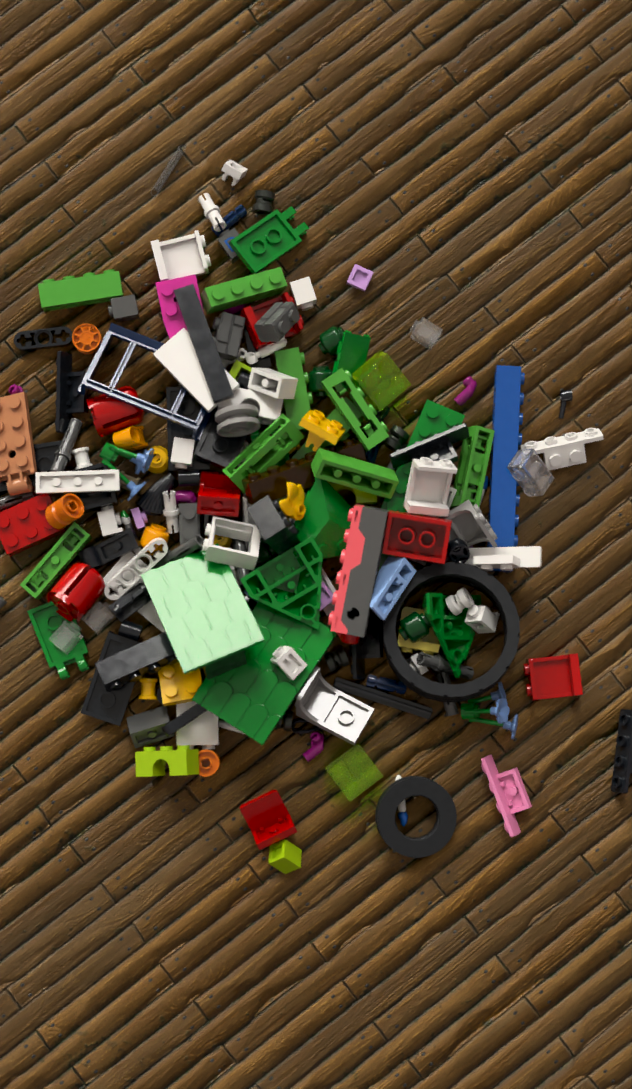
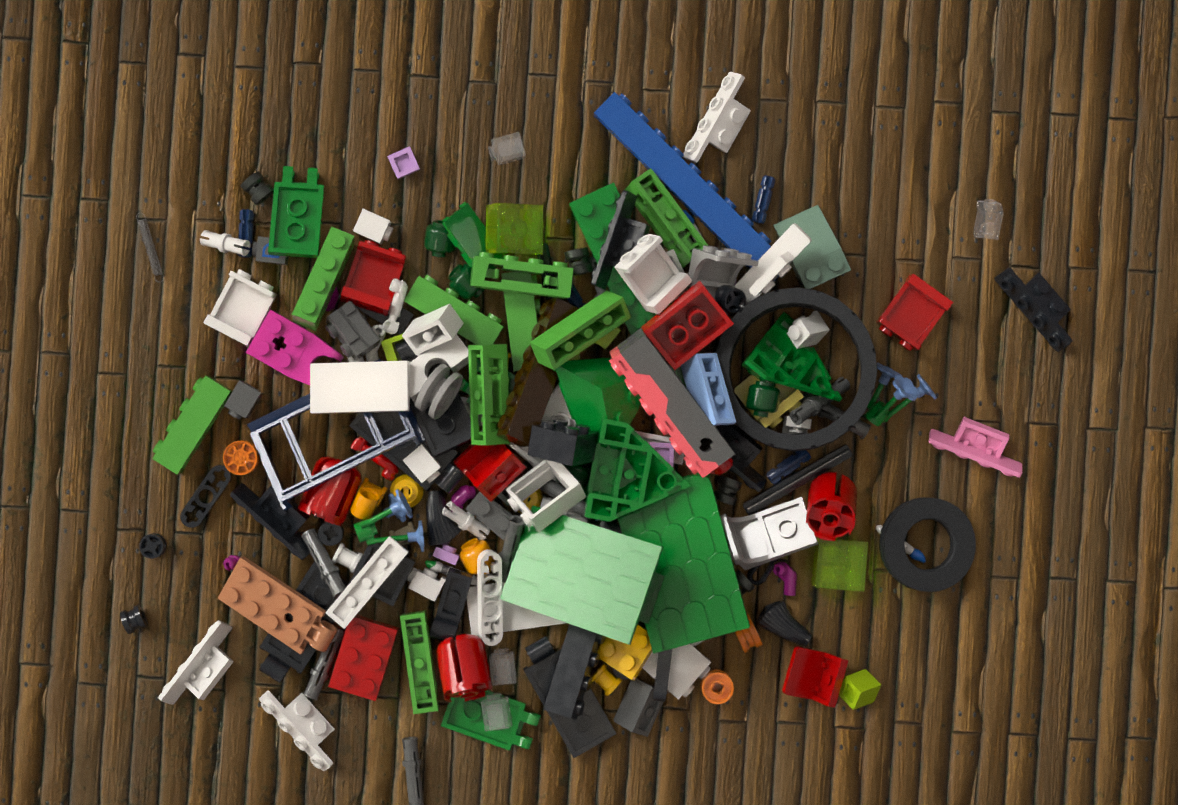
camera: 45 degrees left, 5 degrees up
(64, 511) = (383, 617): orange wheel -> none
(91, 438) = (335, 534): none -> black wheel
(130, 602) = (515, 629): black hinge -> none
(162, 437) = (390, 468): none -> red arm
(180, 761) = (698, 708): lime arch -> none
(203, 343) = (342, 360): black tile -> none
(235, 170) = (204, 187): white tile -> none
(256, 753) = (748, 637): none -> orange wheel
(277, 322) = (380, 275): dark grey brick -> none
(283, 767) = (781, 623): none -> black piece
(288, 661) = (696, 538): white bracket -> none
(294, 504) = (562, 410): yellow plate -> none
(321, 429) = (513, 323): yellow plate -> none
(390, 737) = (839, 506): none -> red cylinder
(459, 601) = (775, 337): white wheel -> none
(467, 392) = (594, 163): magenta arm -> none
(530, 472) = (717, 170): clear brick -> none
(535, 585) = (822, 256): none -> sand green slope
(538, 519) = (763, 199): none -> dark blue axle
(564, 397) = (675, 76): black hand -> none

